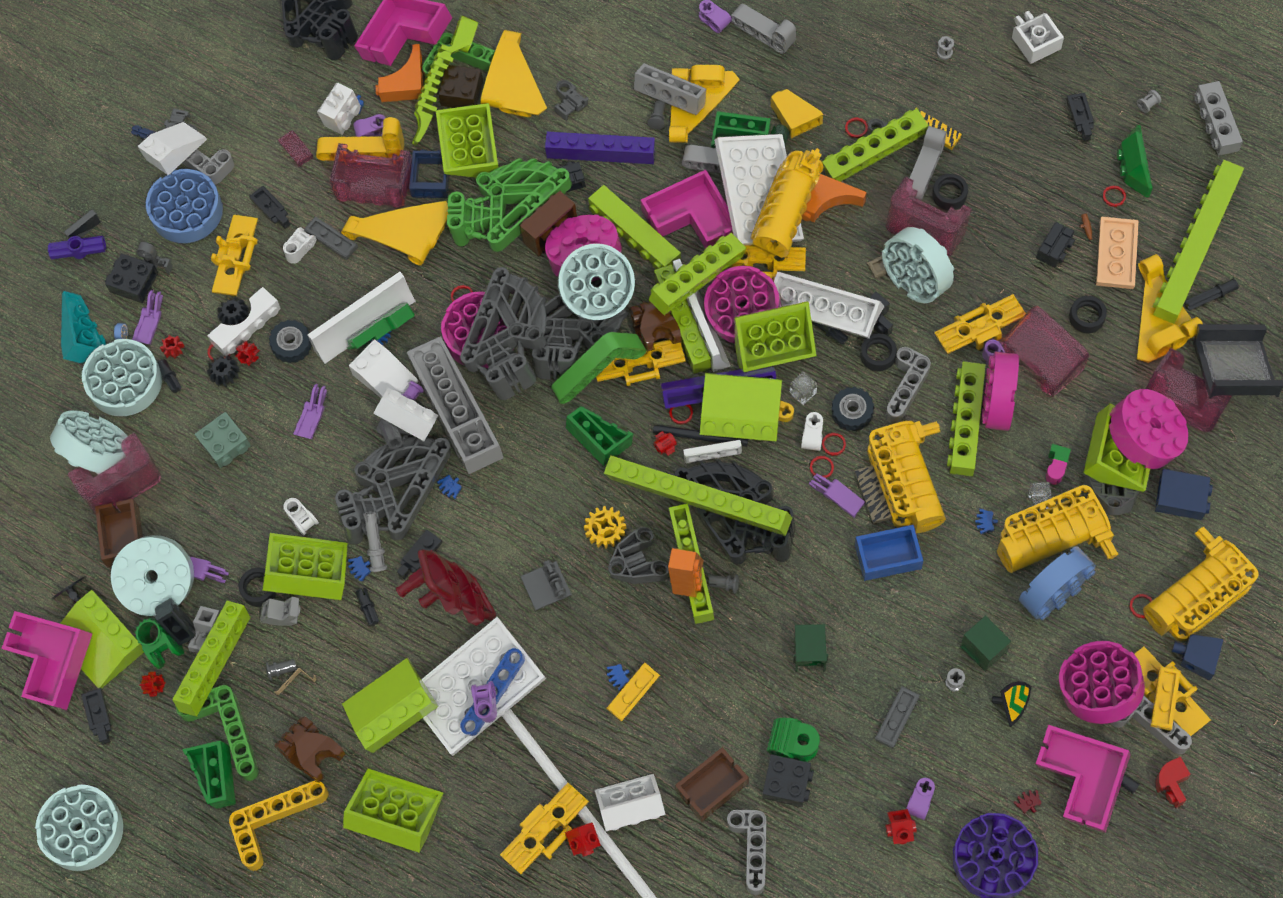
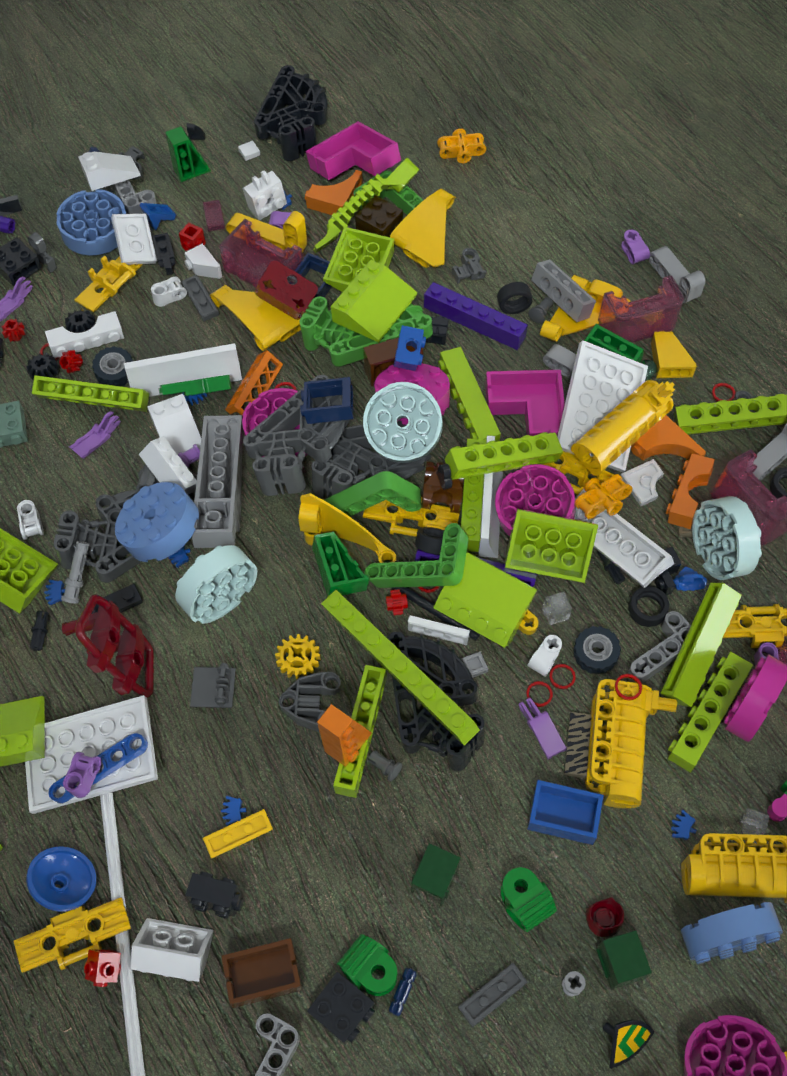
camera: 20 degrees right, 5 degrees down
(228, 67) = (195, 132): none -> black tile
(237, 100) = (184, 155): none -> green wedge
(237, 206) = (134, 239): none -> white tile
(241, 169) = (157, 212): none -> blue slope
(286, 376) = (90, 393): none -> lime brick
(292, 65) = (249, 150): none -> white tile
(292, 182) = (191, 237): none -> red brick
(315, 202) = (202, 262): none -> white slope
(424, 206) = (284, 295): none -> dark red axle
(427, 299) = (252, 378): none -> orange fence
(427, 465) = (156, 521): none -> medium blue brick
(506, 177) = (372, 301): none -> lime slope
(506, 496) = (215, 583): none -> light aqua brick
(511, 791) = (62, 867): none -> blue dish
(514, 279) = (326, 388): none -> dark blue window
(561, 219) = (409, 337): none -> blue brick
(568, 397) = (321, 517): none -> yellow panel
(629, 115) = (511, 290): none -> black tyre
(643, 744) = (214, 895): none -> black brick
(655, 314) = (444, 476): none -> black tile
(672, 375) = (429, 540): none -> black tyre
(677, 404) = (418, 572): none -> bright green beam
(756, 87) = (644, 316): none -> clear pink windscreen
(757, 465) = (475, 664): none -> light grey tile
(798, 272) = (603, 496): none -> light orange axle
(822, 242) = (643, 481): none -> white tile
(827, 747) = (402, 992): none -> dark blue axle
(869, 251) = (696, 474): none -> orange arch
(894, 419) = (632, 677): none -> red piece
(895, 638) = (530, 907): none -> green piece
(902, 314) = (689, 580): none -> blue piece
(936, 365) = (701, 644): none -> lime brick
(956, 619) = (605, 917): none -> dark red hair

